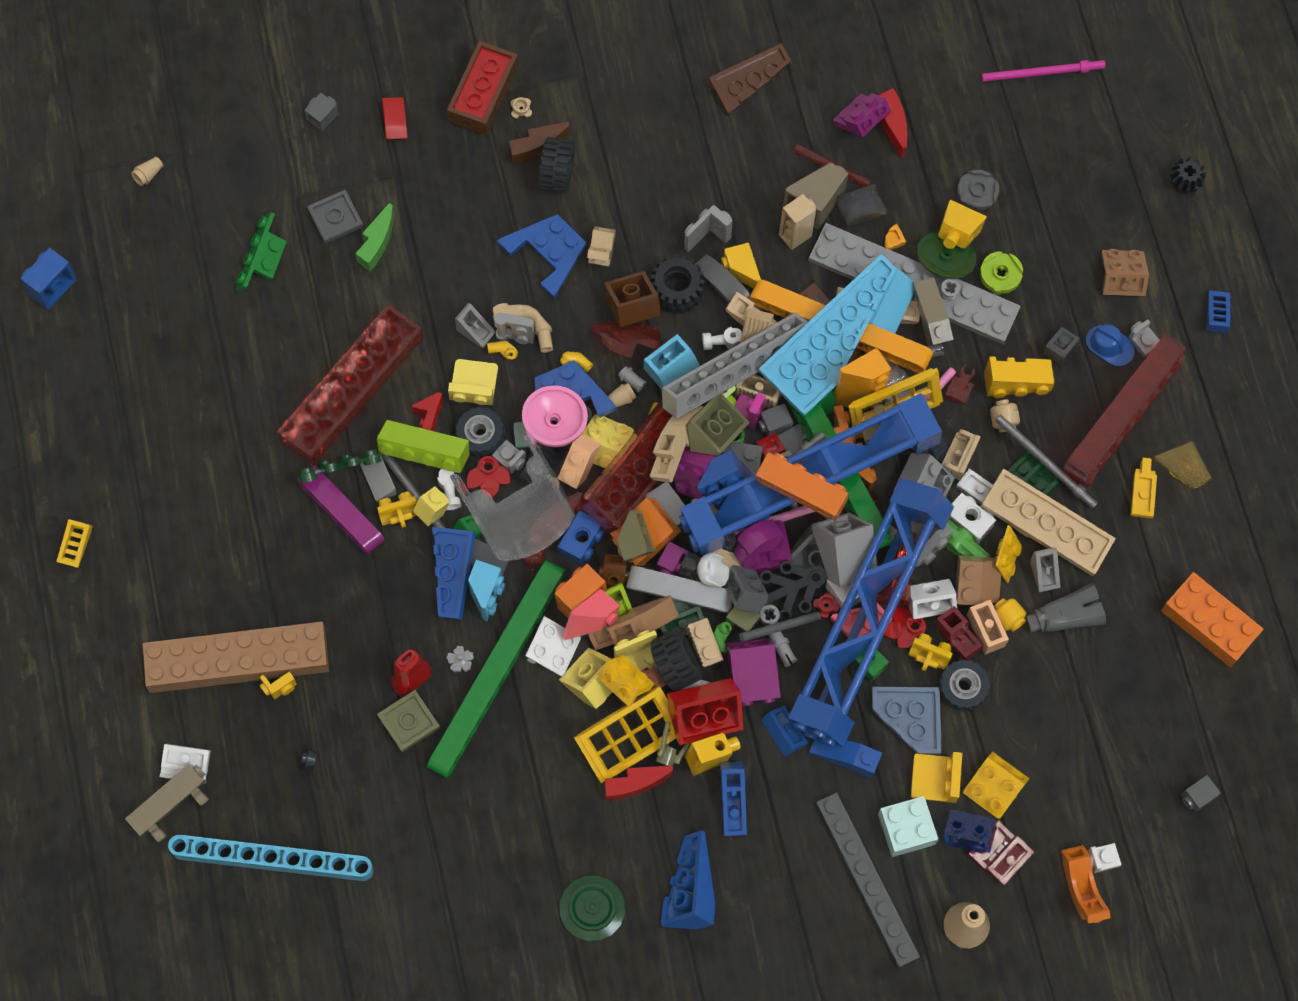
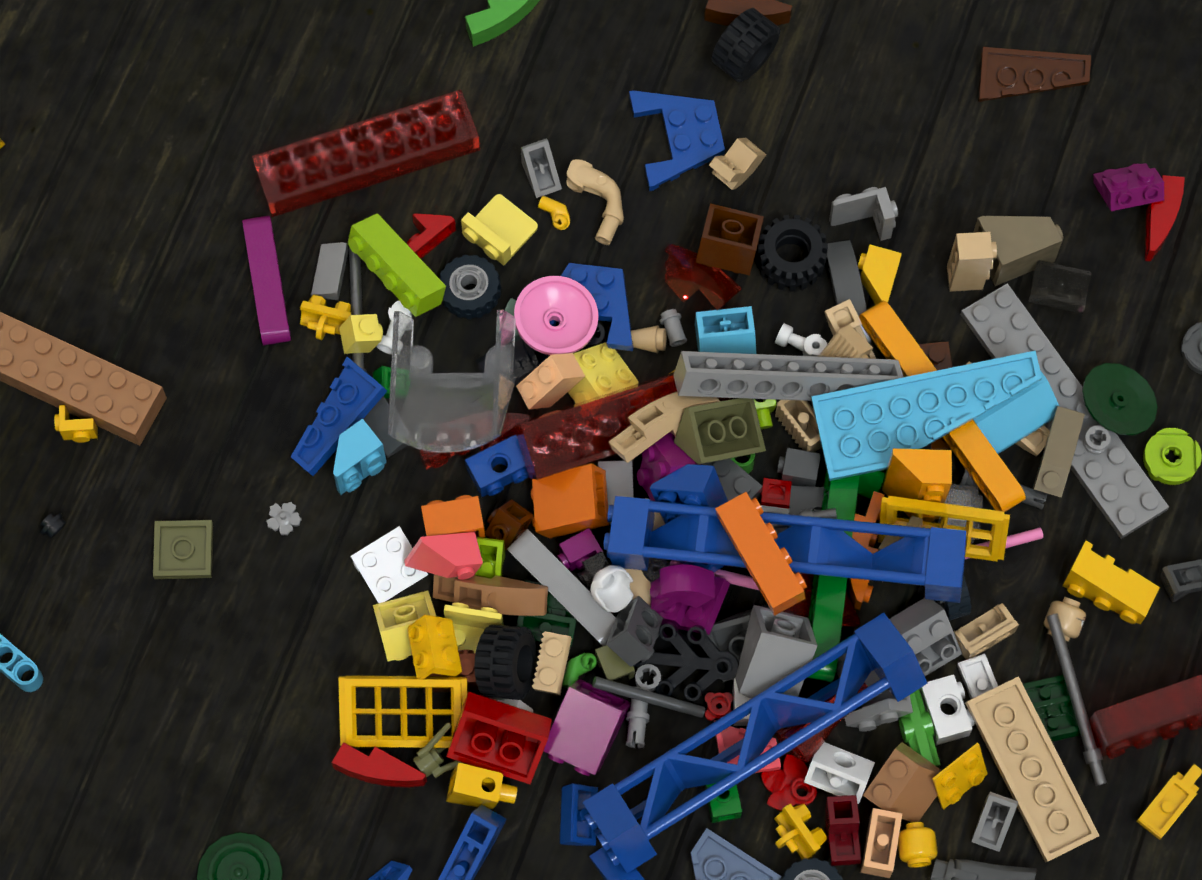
camera: 35 degrees right, 0 degrees up
(370, 457) = (330, 242): dark green plant -> none
(409, 672) = (217, 497): red piece -> none
(488, 479) = (446, 344): red plate -> none
(496, 669) = (311, 552): green beam -> none
(510, 457) = (482, 331): light grey bracket -> none
(521, 328) = (583, 197): light grey plate -> none
(579, 358) = (630, 270): yellow arm -> none
(634, 537) = (550, 499): olive slope -> none
(751, 408) = (779, 437): dark pink slope -> none
(824, 161) = (1050, 211): clear red bar -> none
(894, 238) = (1074, 346): light orange tile -> none
(960, 225) = (1158, 375): yellow torso -> none
(960, 387) = (1036, 557): clear red plate -> none

